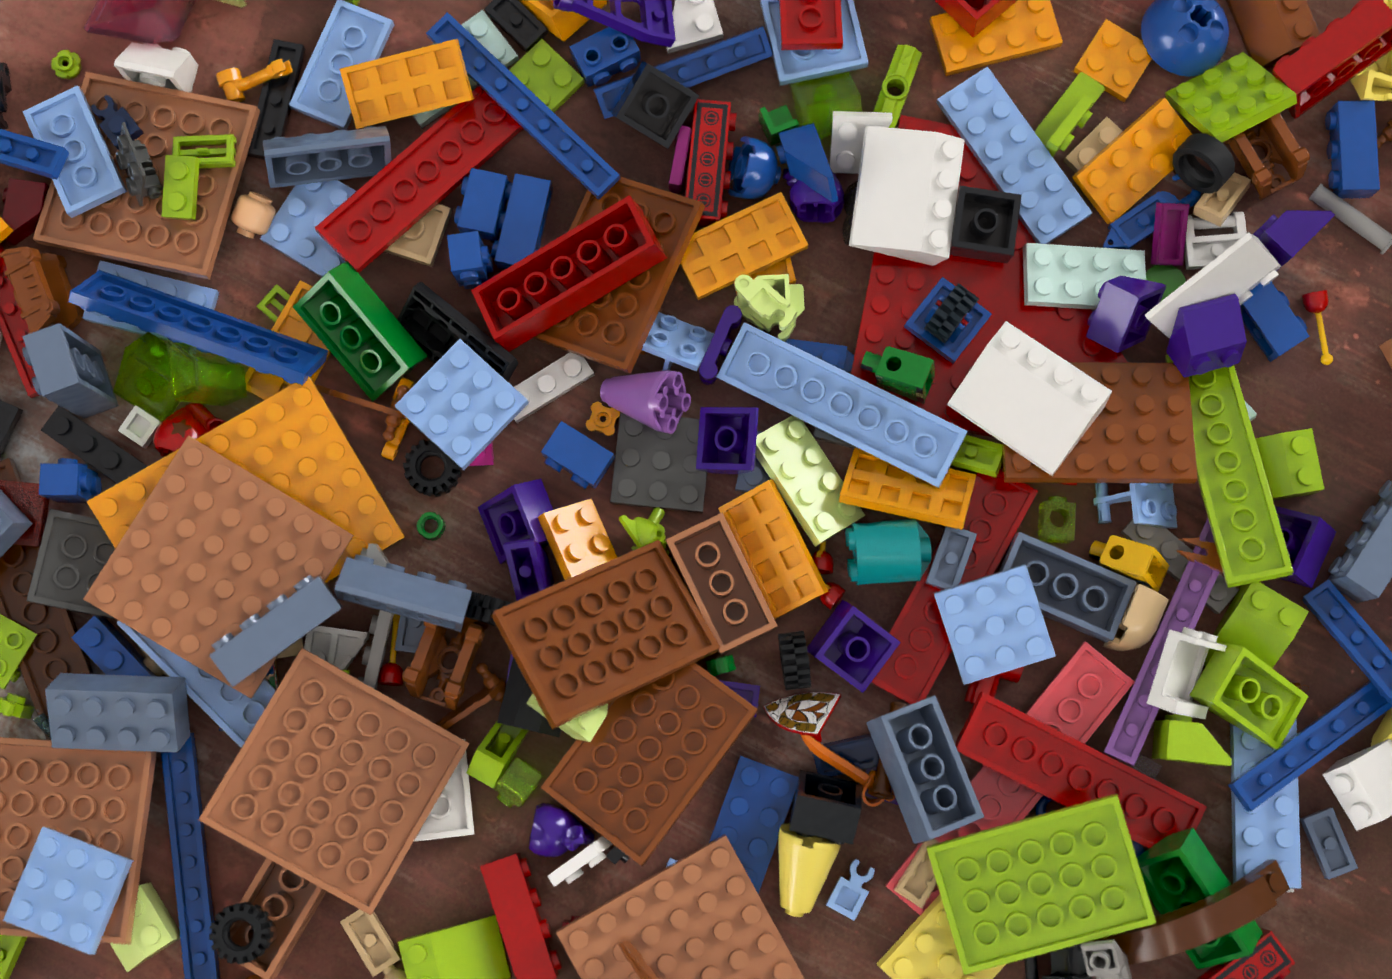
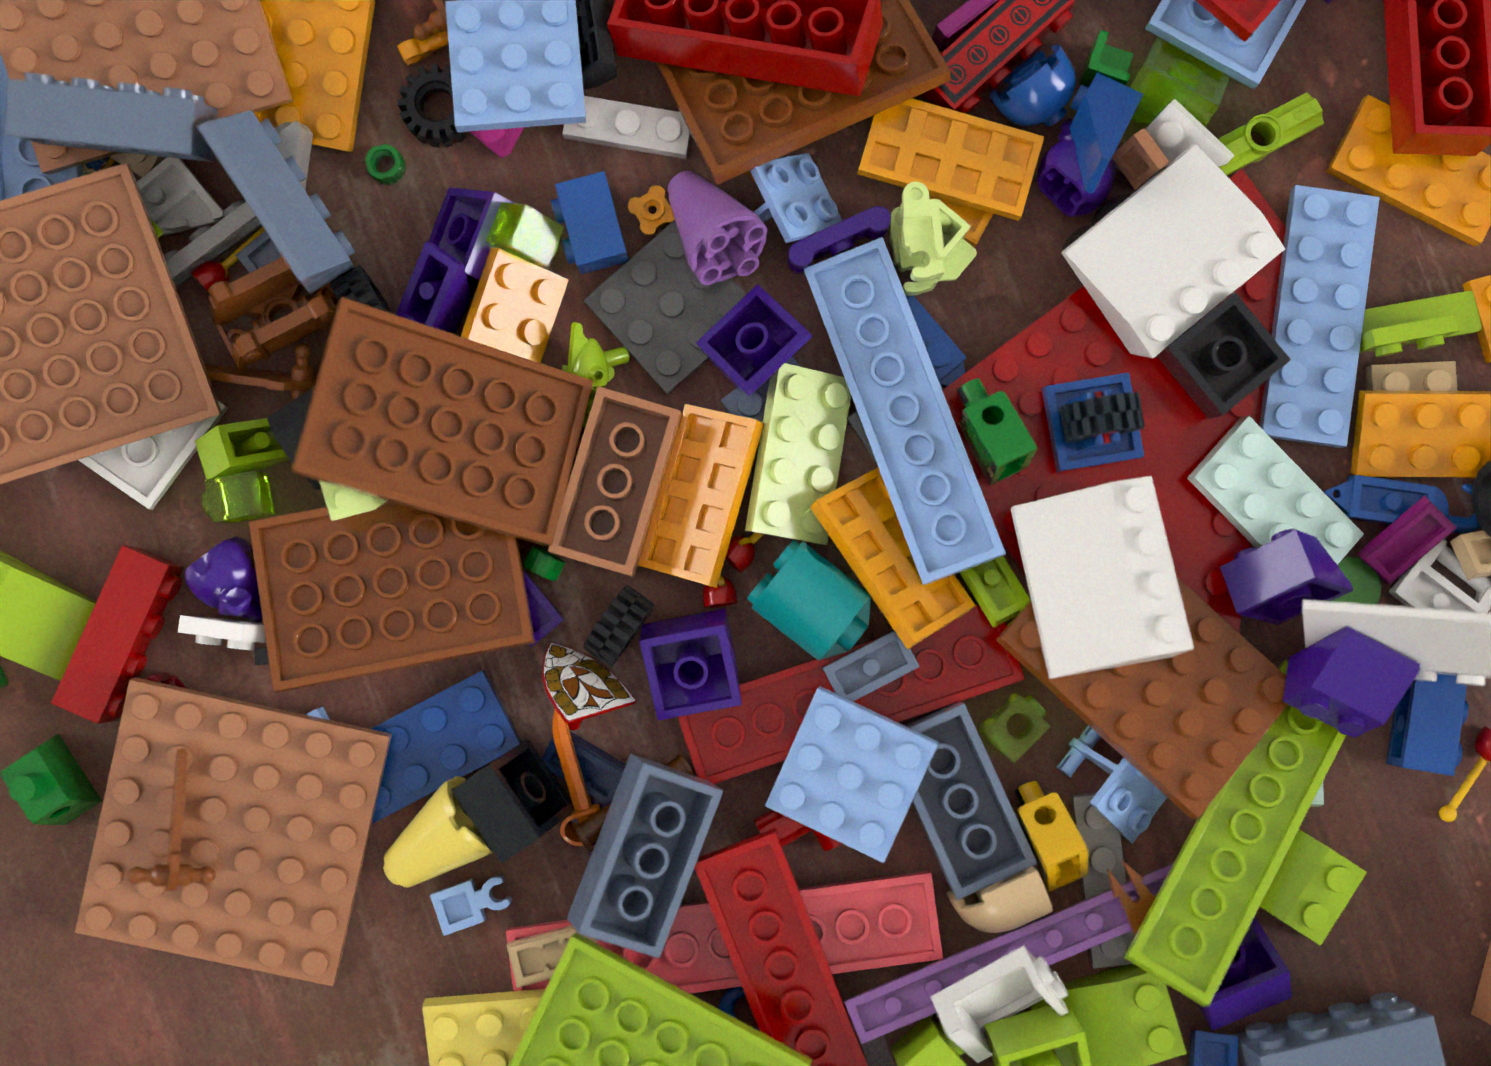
camera: 40 degrees right, 5 degrees up
(549, 492) = (525, 233): none -> clear neon green brick
(844, 158) = (1140, 158): none -> nougat plate

